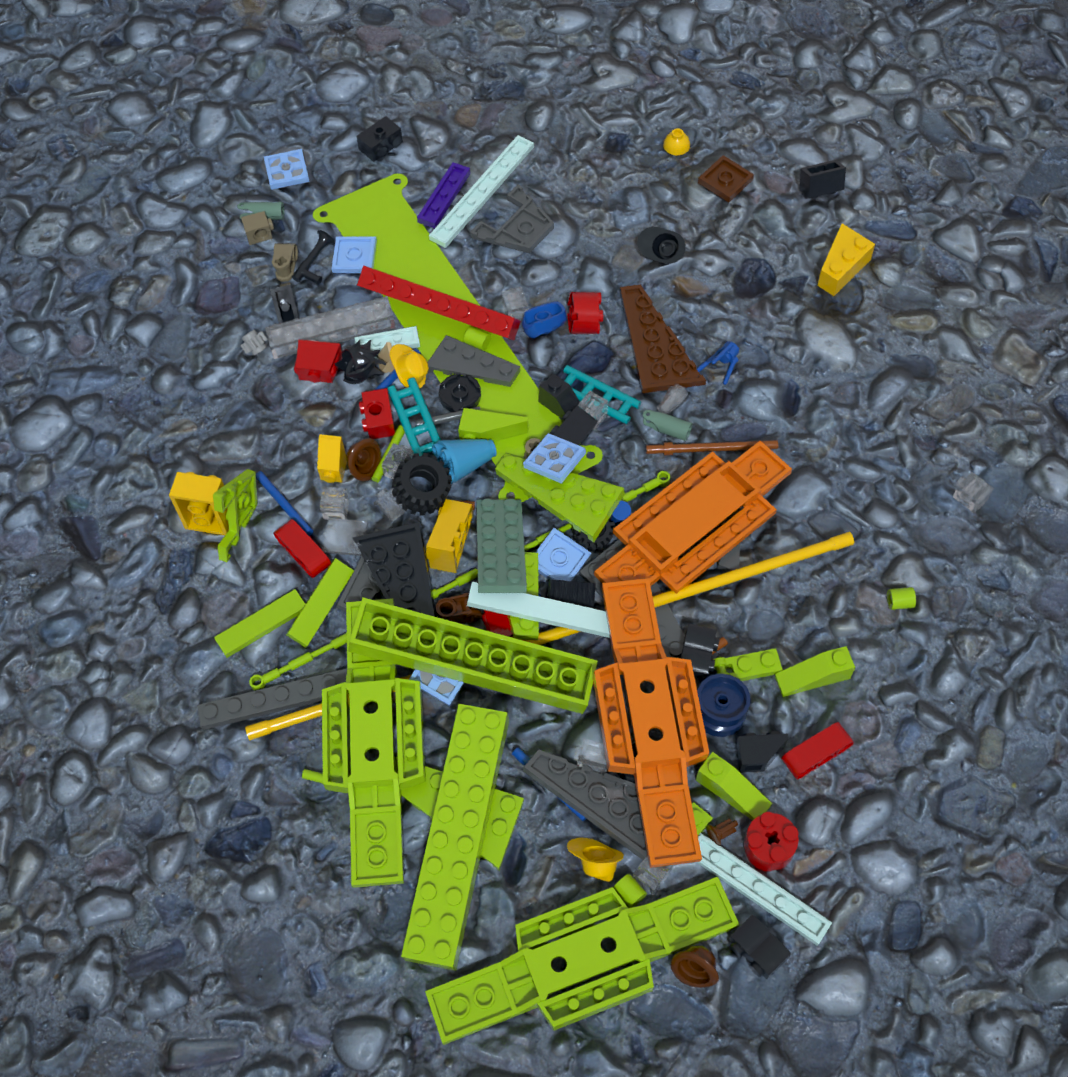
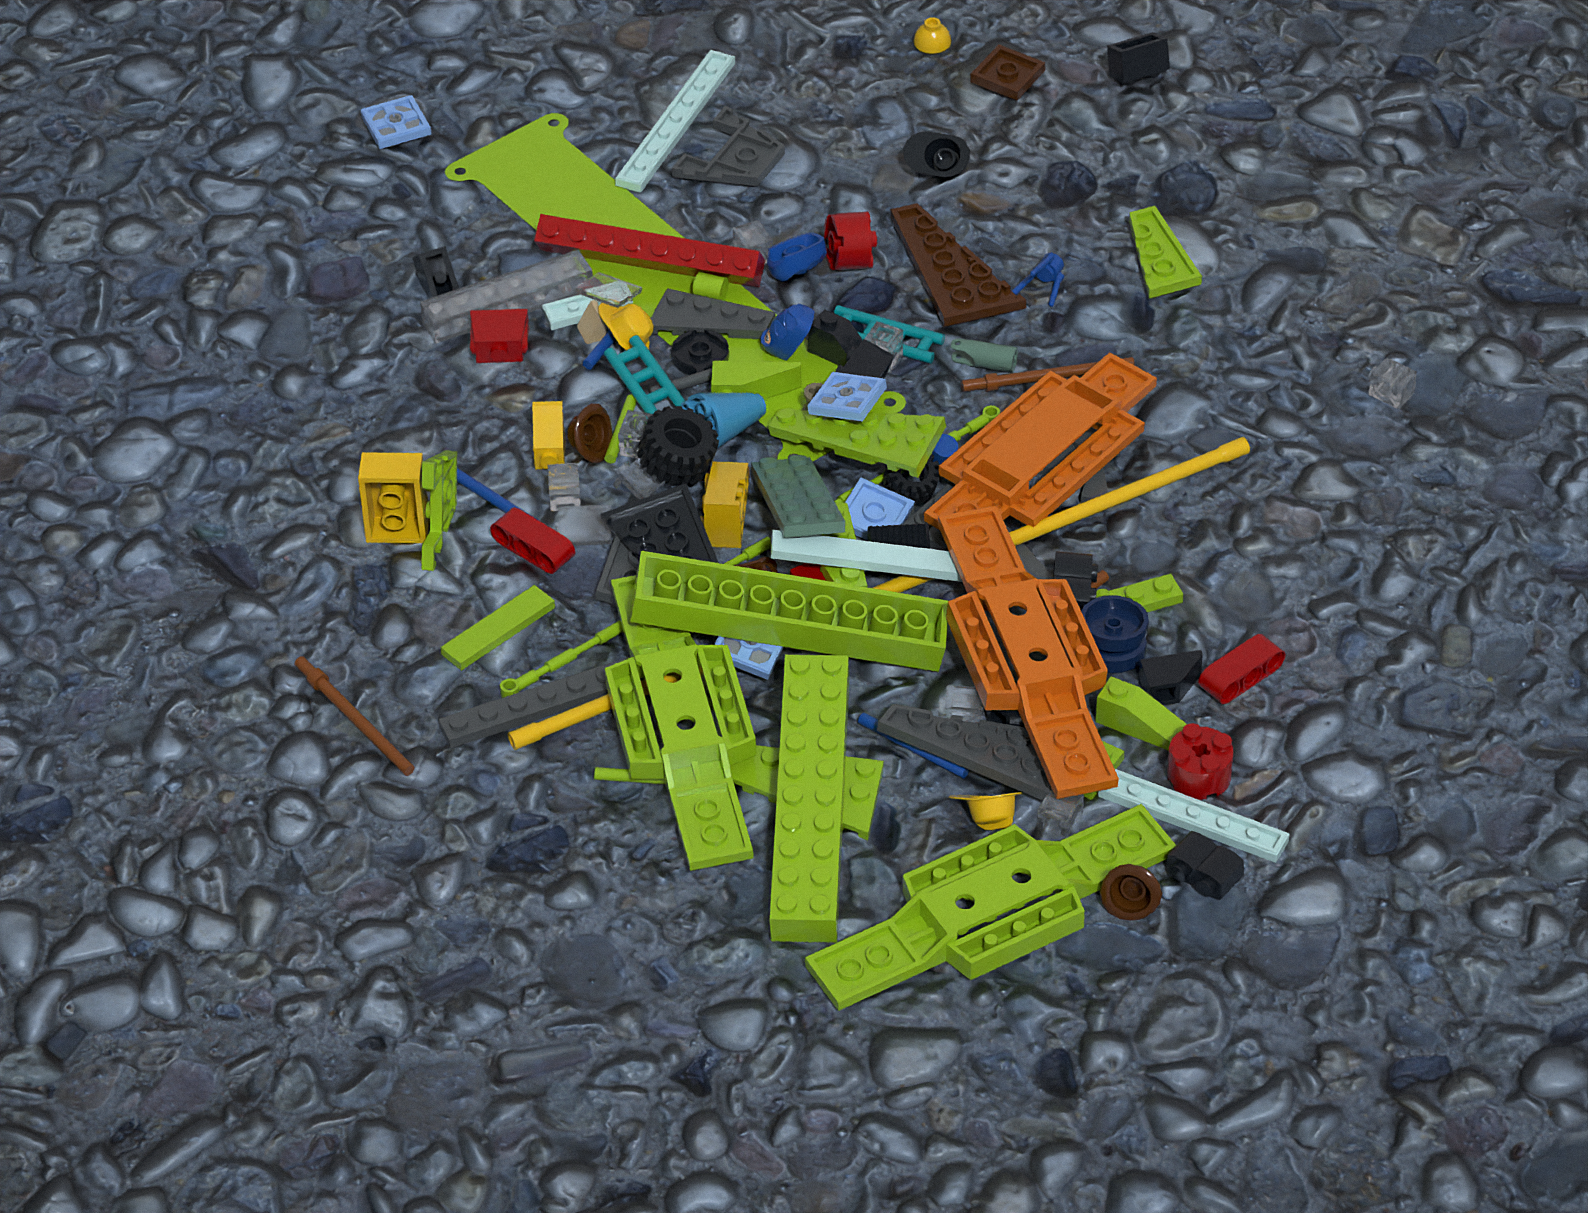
camera: 10 degrees left, 15 degrees down
(119, 654) = (320, 681): none -> dark orange bar
(254, 342) = (406, 323): light grey gear -> none
(257, 227) = (374, 193): dark tan brick -> none
(272, 210) = (376, 173): sand green piece -> none
(284, 260) = (423, 226): dark tan piece -> none
(302, 271) = (472, 196): black piece -> none
(320, 602) = (571, 594): lime tile -> none
(353, 253) = (515, 211): light blue tile -> none
(359, 363) = (559, 328): black hair -> none
(377, 403) = (596, 382): red brick -> none
(379, 138) = (518, 72): black brick -> none
(401, 333) = (608, 289): none -> clear piece
(443, 195) = (624, 130): dark purple plate -> none
(524, 387) = (787, 331): none -> blue piece
(630, 891) = (1037, 828): lime piece -> none
(673, 398) = (987, 324): clear cone -> none
(721, 830) = (1137, 762): reddish brown piece -> none
(813, 353) = (1160, 254): none -> lime wing
(816, 672) = (1228, 589): lime slope -> none
(845, 259) = (1185, 147): yellow wedge -> none
(901, 598) = (1319, 503): lime piece -> none

